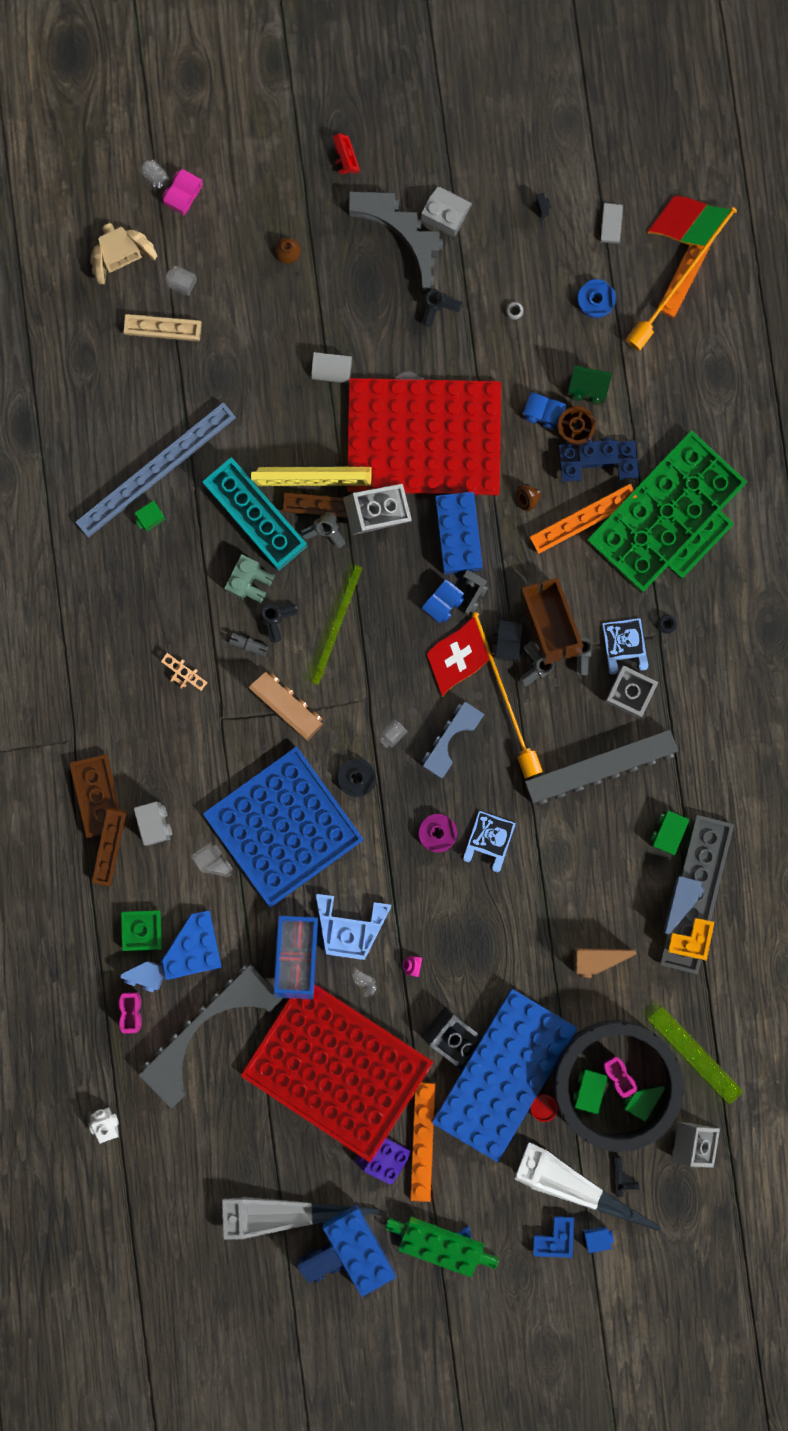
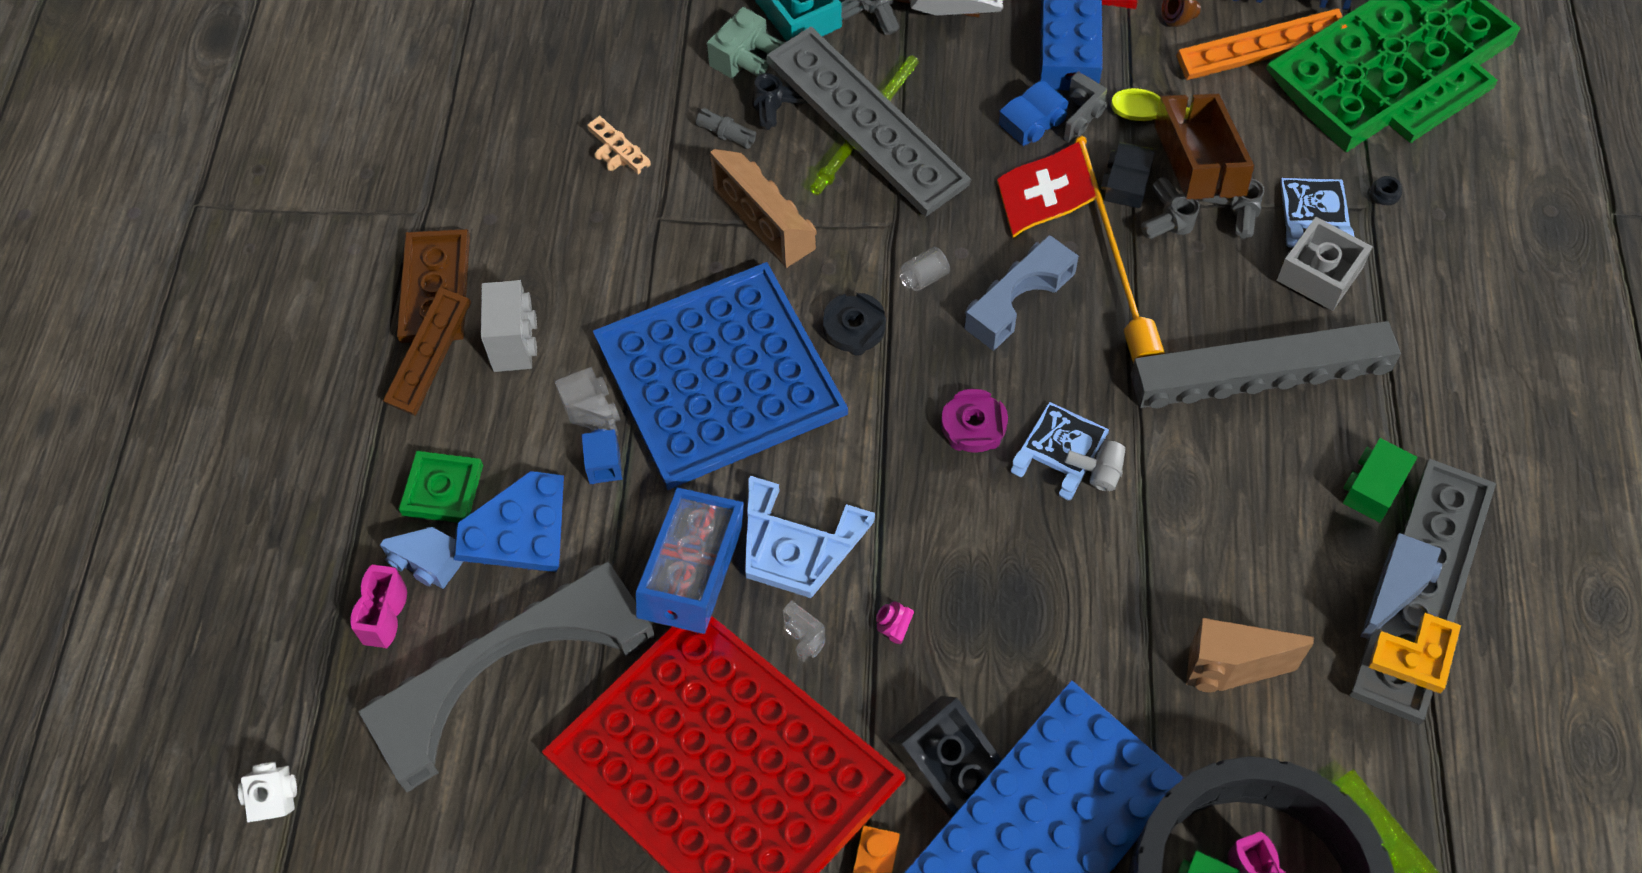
camera: 15 degrees right, 25 degrees down
(228, 894) = (602, 456): none -> blue brick
(338, 629) = (868, 121): none -> dark grey plate
(511, 581) = (1137, 104): none -> neon yellow piece
(516, 851) = (1105, 468): none -> light grey piece

